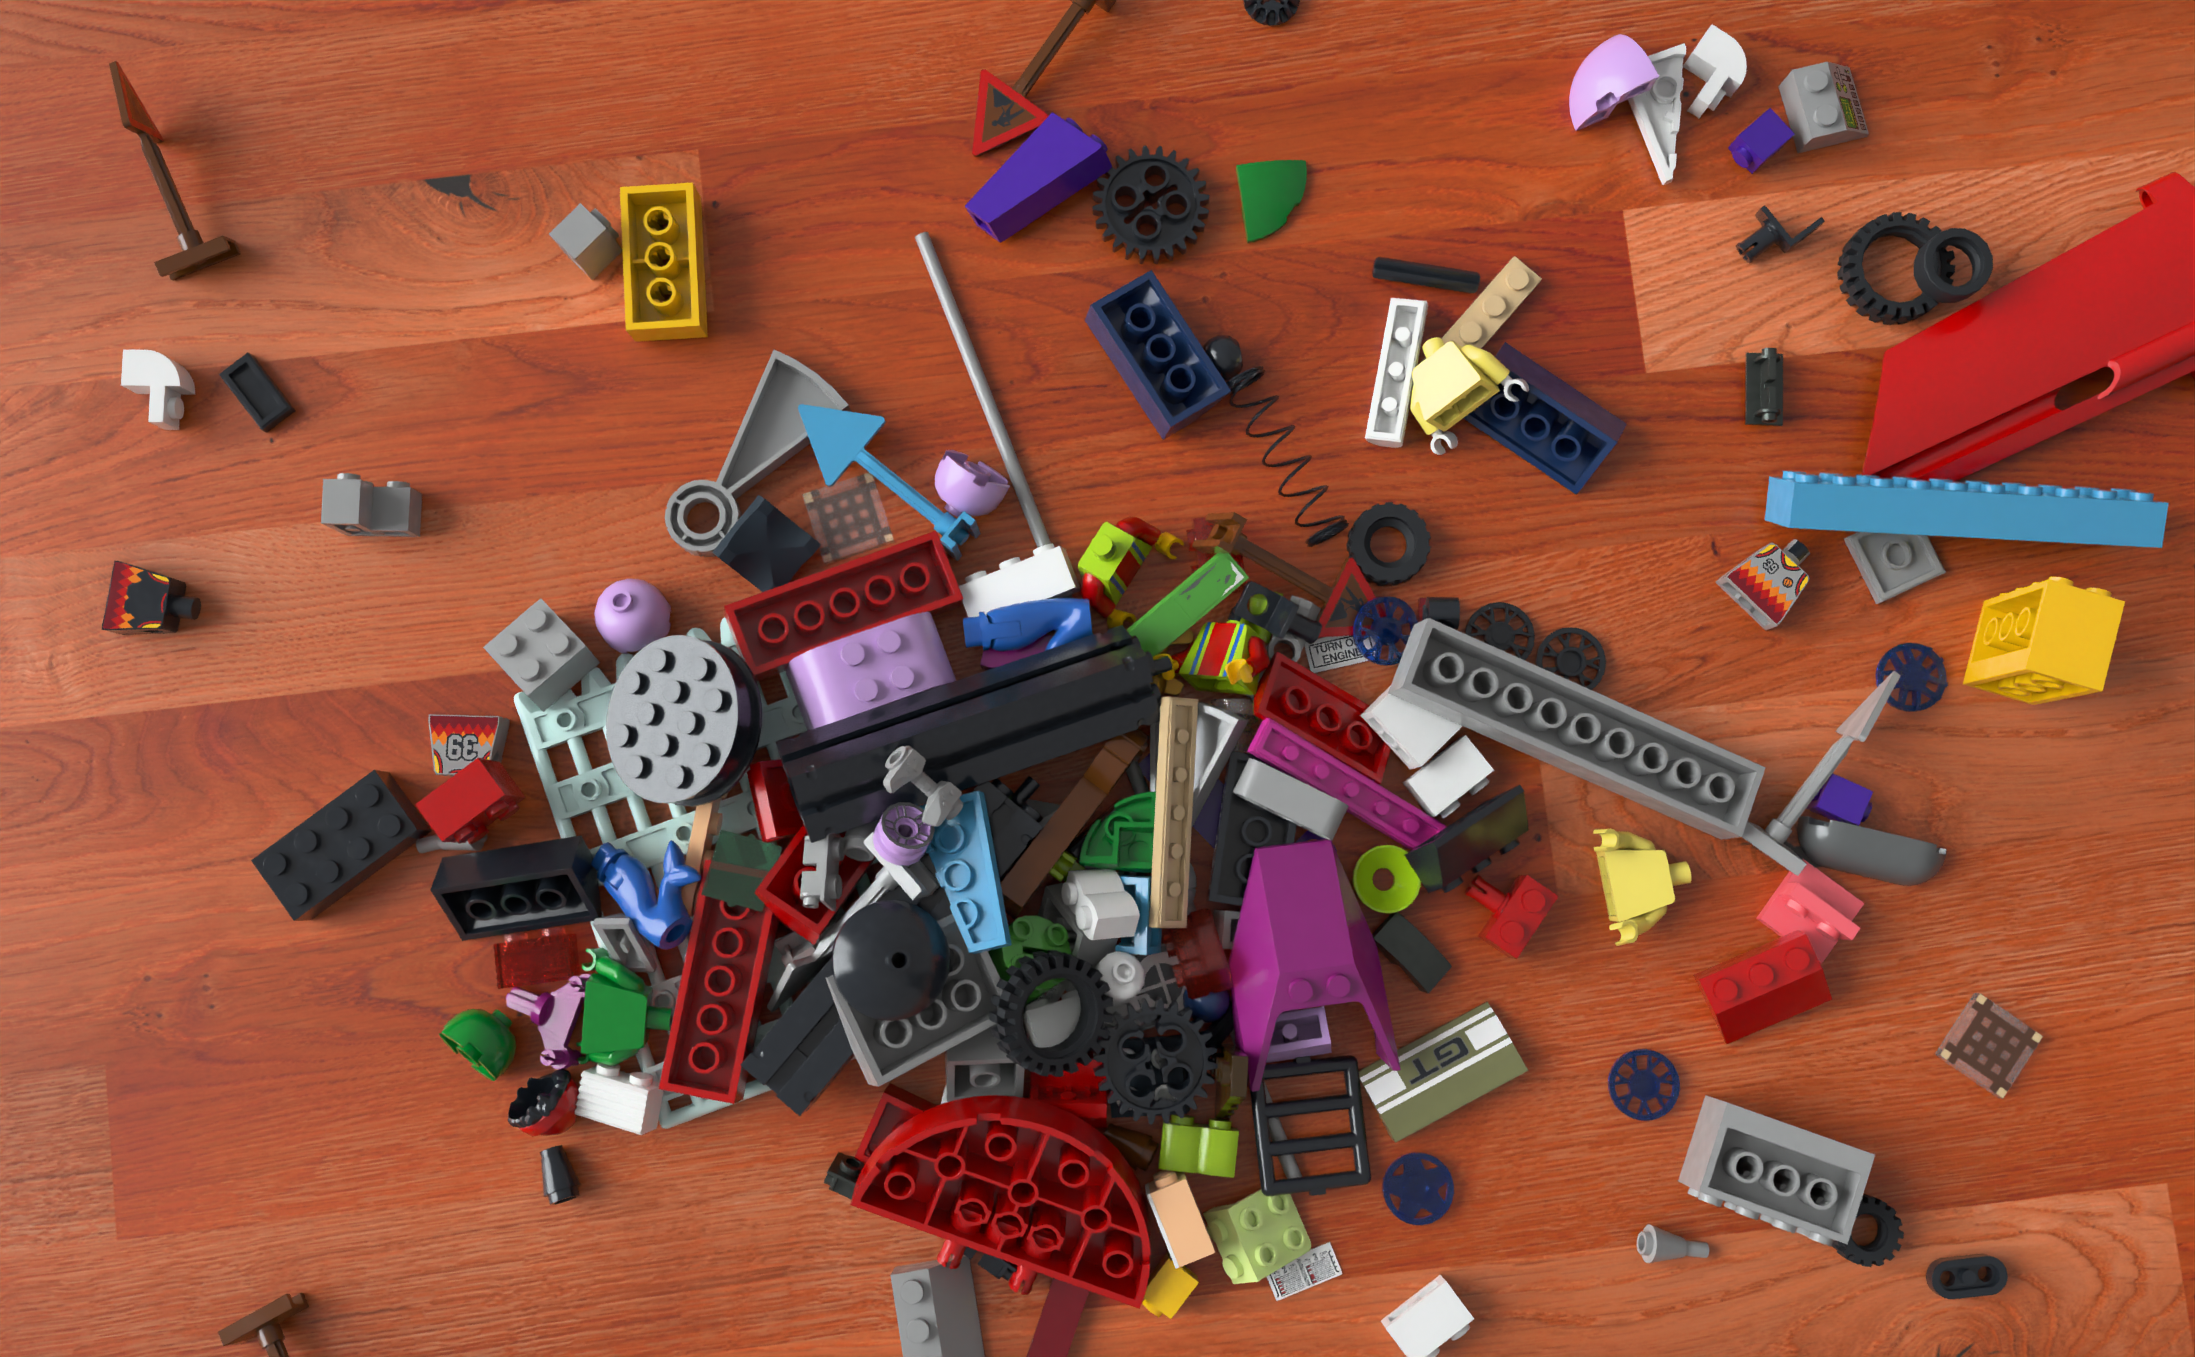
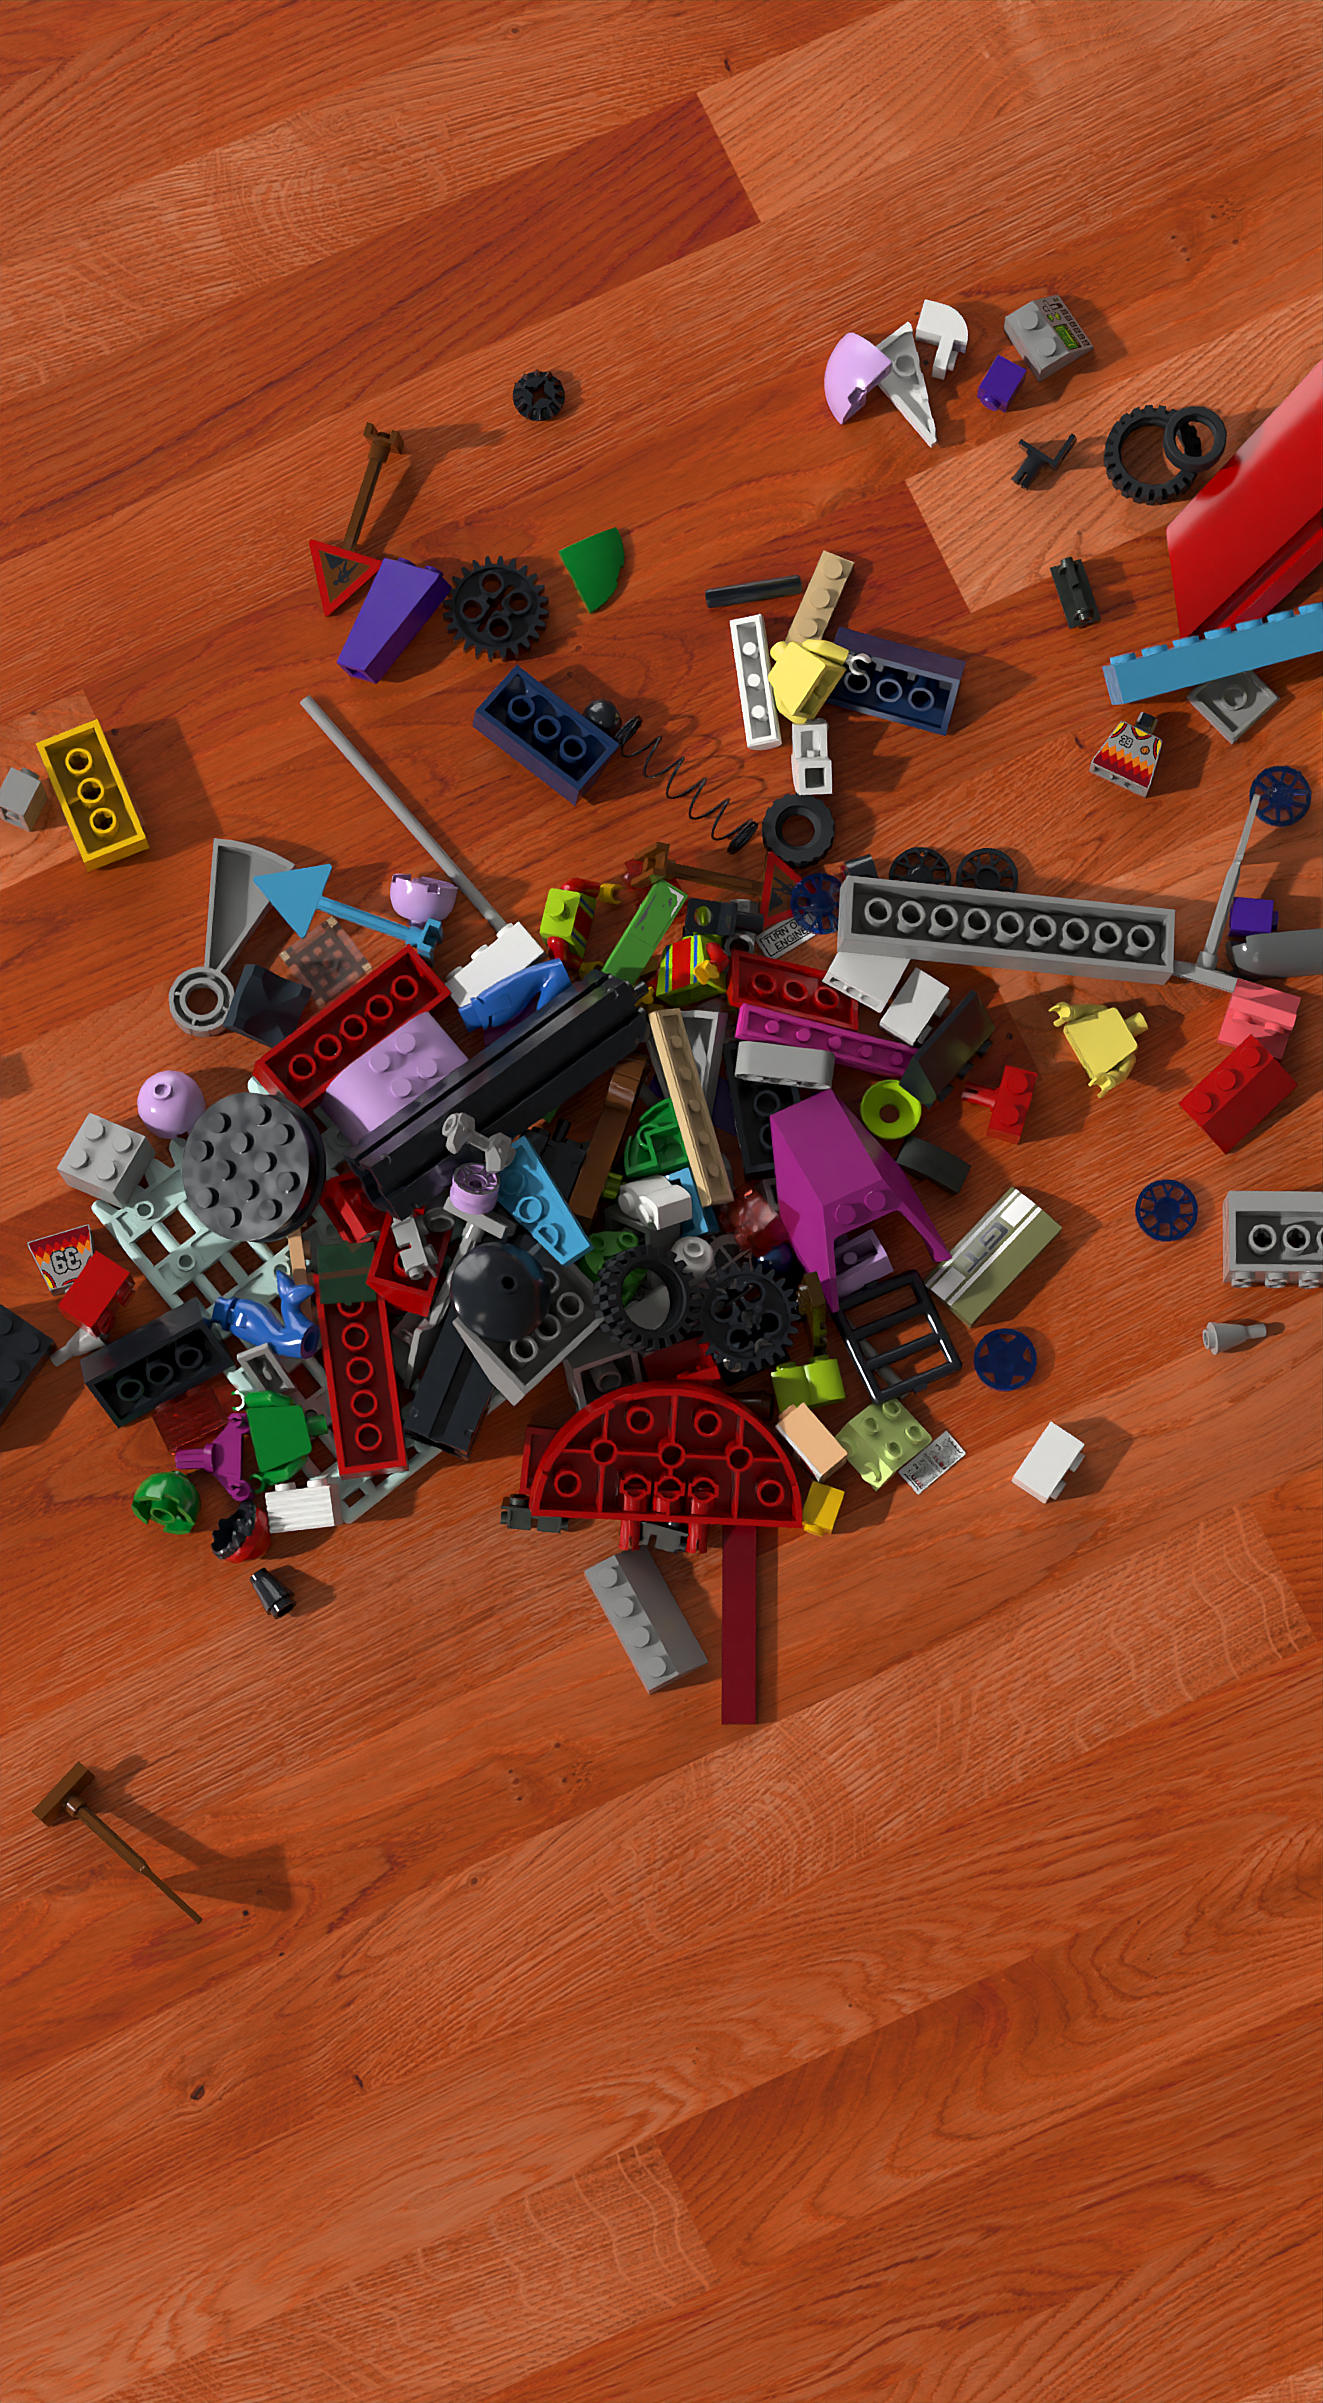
camera: 20 degrees left, 5 degrees down
(1425, 476) = (809, 759): none -> white brick

